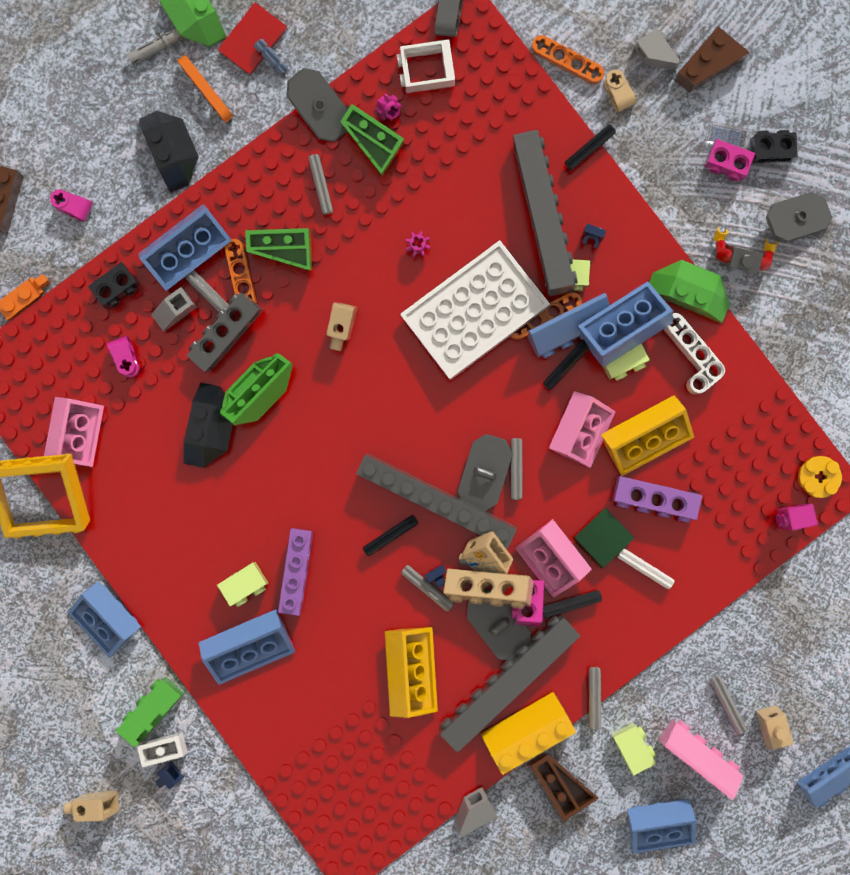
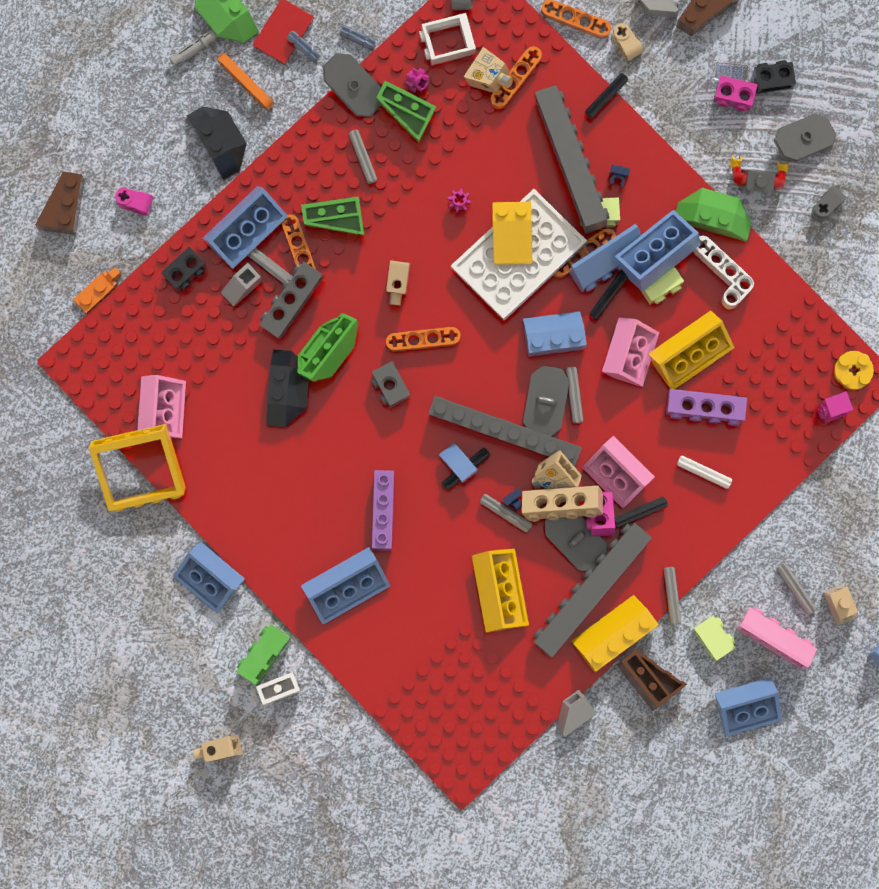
camera: 15 degrees left, 5 degrees down
(123, 353) = (199, 331): dark pink piece -> none
(169, 776) = (286, 714): dark blue tile -> none
(242, 584) = (335, 528): yellowish green brick -> none
(319, 423) = (398, 393): none -> dark grey brick
(331, 54) = (357, 37): none -> sand blue axle
(361, 389) = (423, 342): none -> orange beam
(382, 529) = (458, 462): none -> medium blue slope
(465, 107) = (488, 72): none -> tan torso
(470, 286) = (512, 233): none -> yellow slope
(493, 115) = (518, 79): none -> orange beam
(503, 400) = (554, 334): none -> medium blue slope
(603, 538) = (662, 448): dark green slope -> none
(816, 291) = (829, 202): none -> dark grey piece

